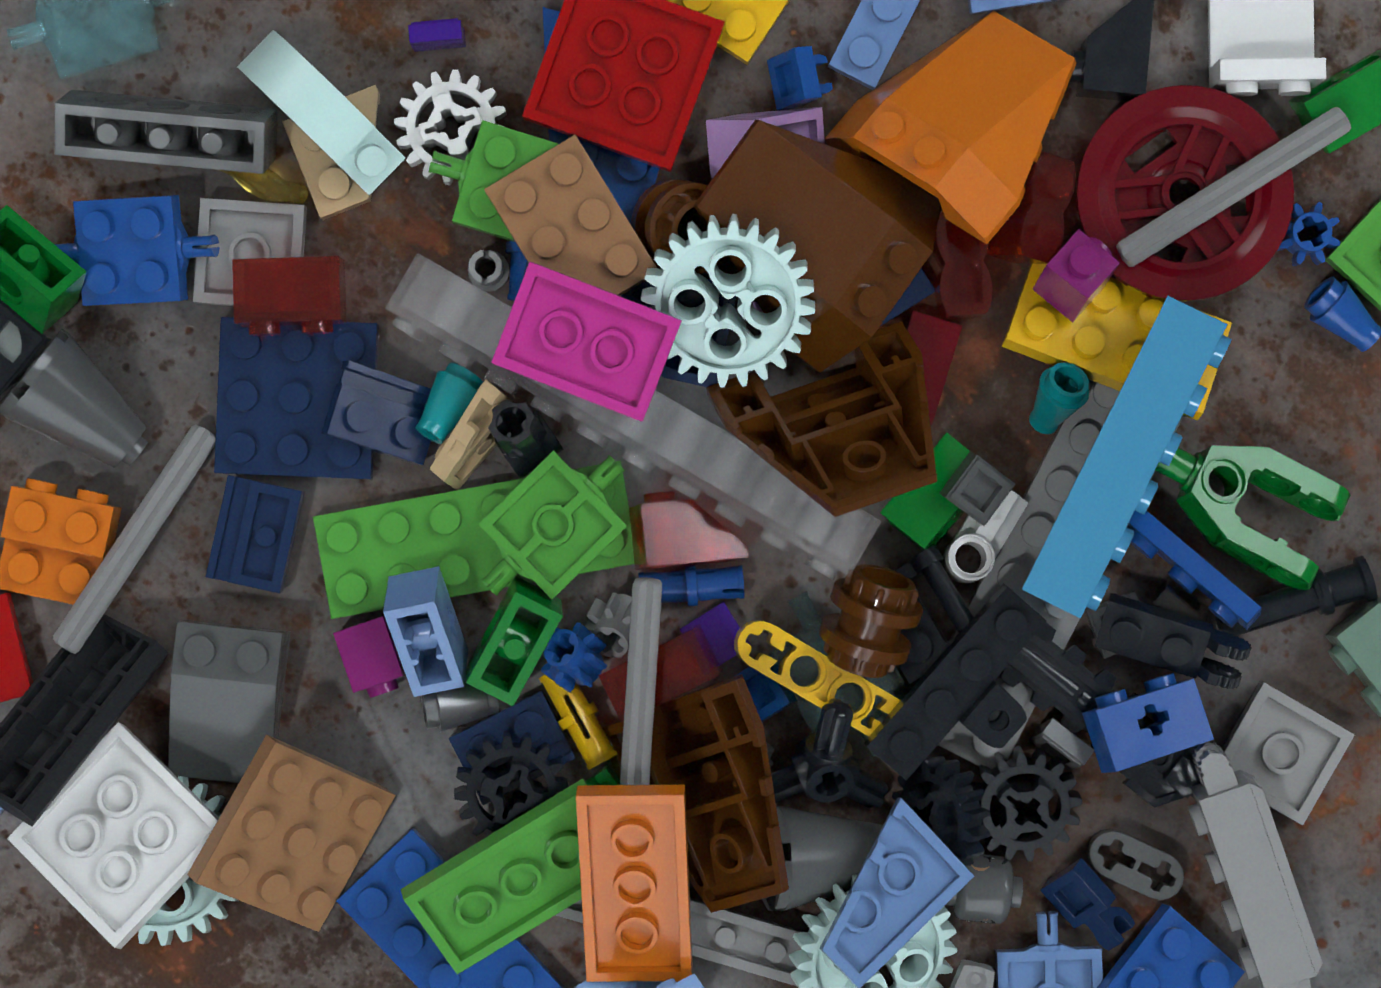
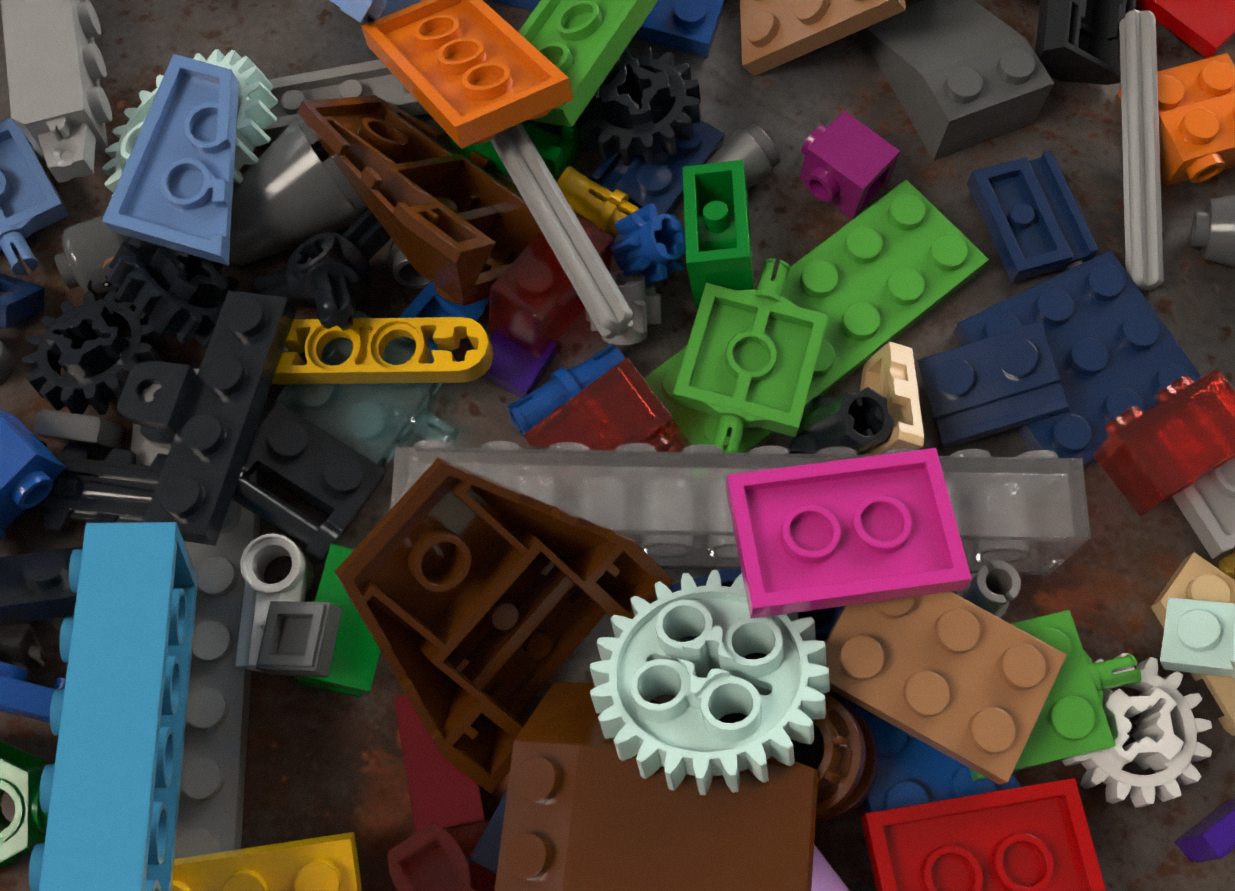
camera: 150 degrees right, 20 degrees down
(426, 631) = (813, 194): medium blue brick -> none
(447, 401) = (941, 415): teal cone -> none
(868, 628) = (347, 426): reddish brown piece -> none
(1058, 396) = (252, 808): teal cone -> none

